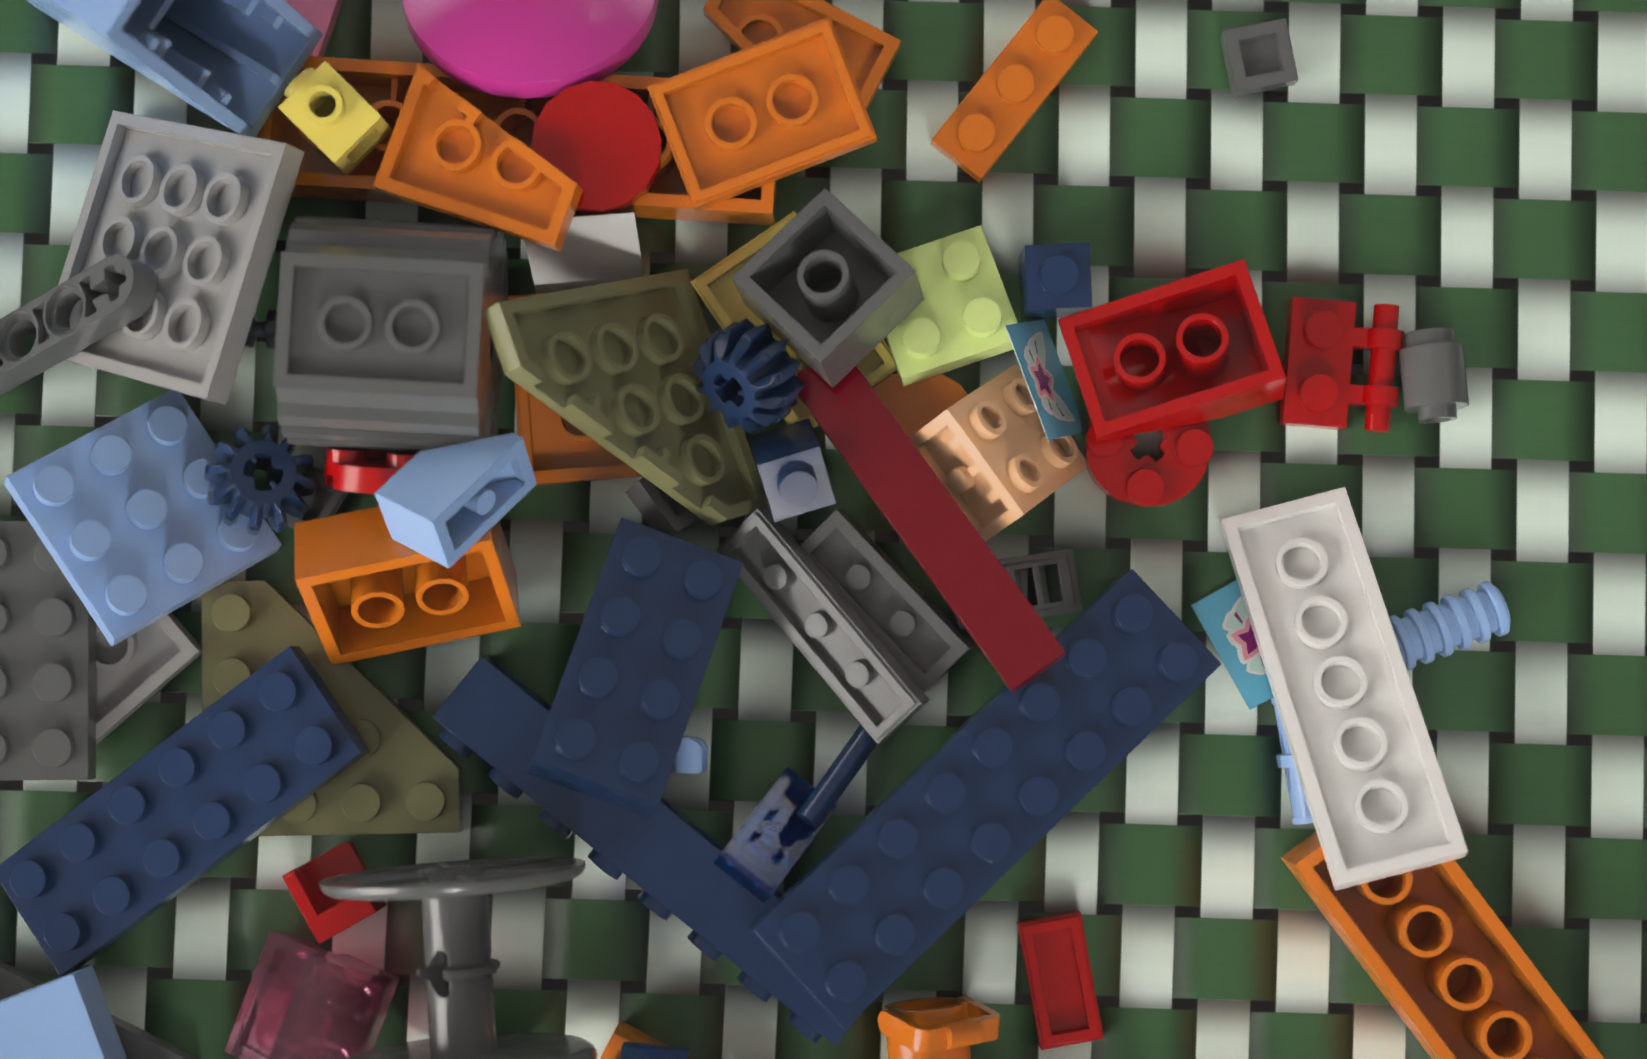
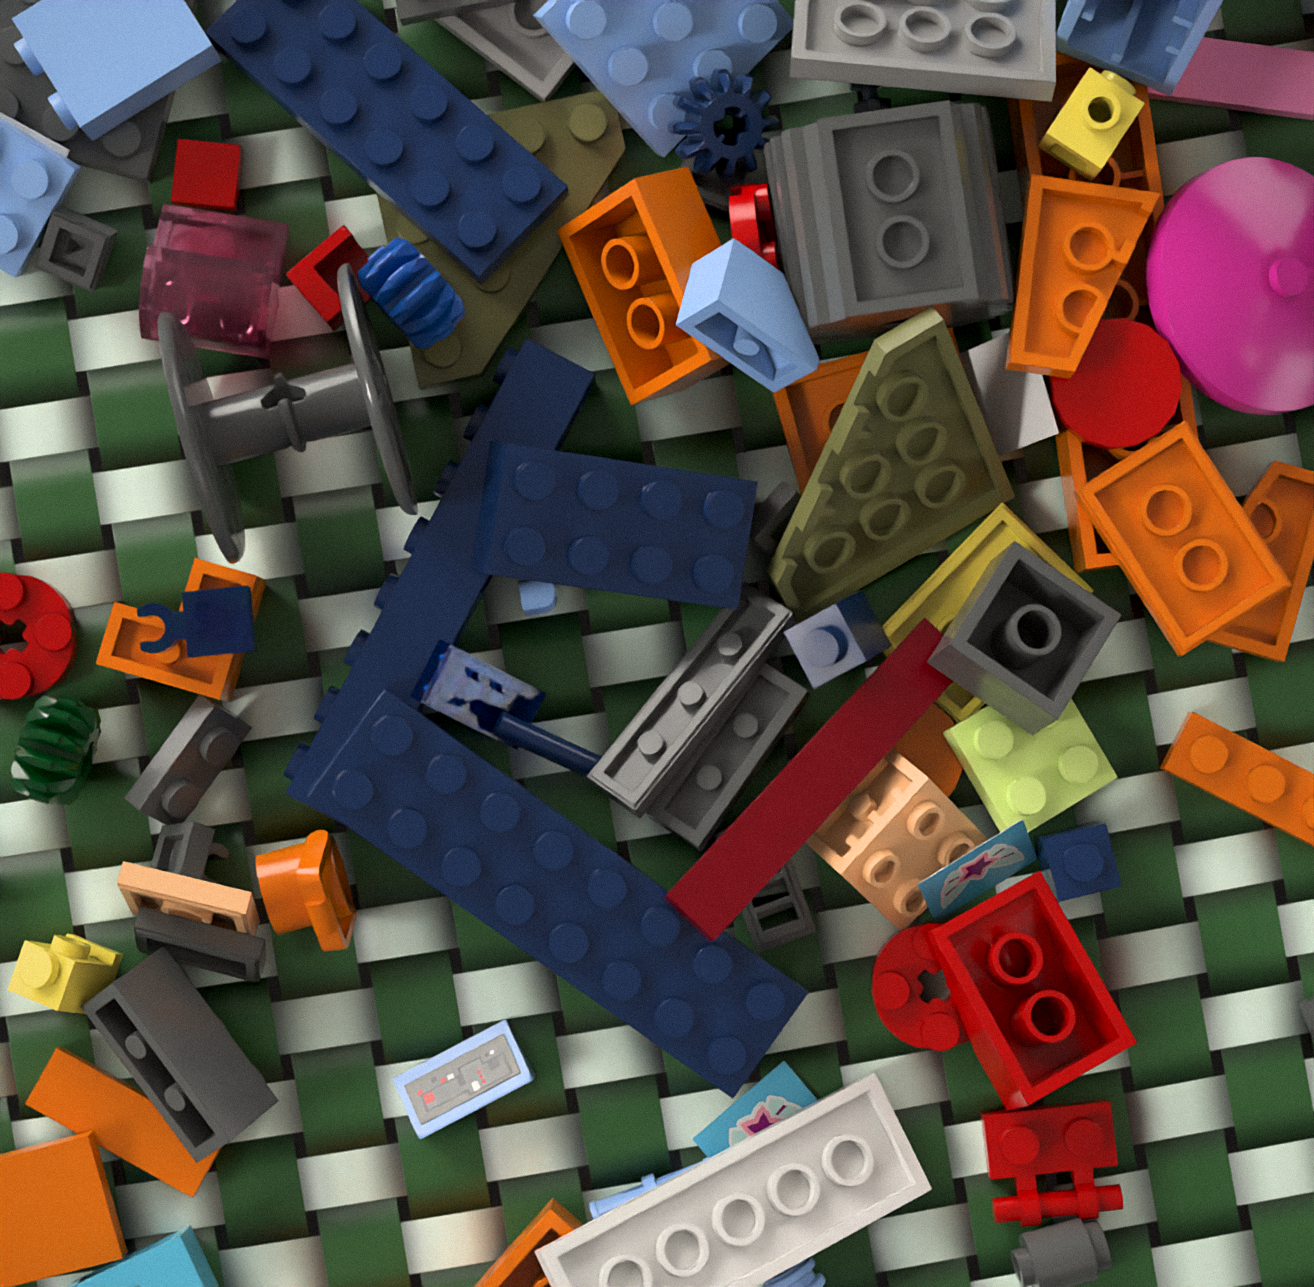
camera: 80 degrees right, 0 degrees up
(204, 1001) = (207, 175): none -> red tile
(364, 823) = (411, 293): none -> blue gear
(748, 375) = (921, 577): dark blue gear -> none
(1060, 979) = (390, 1002): red tile -> none
(1148, 923) = (463, 1078): none -> slope

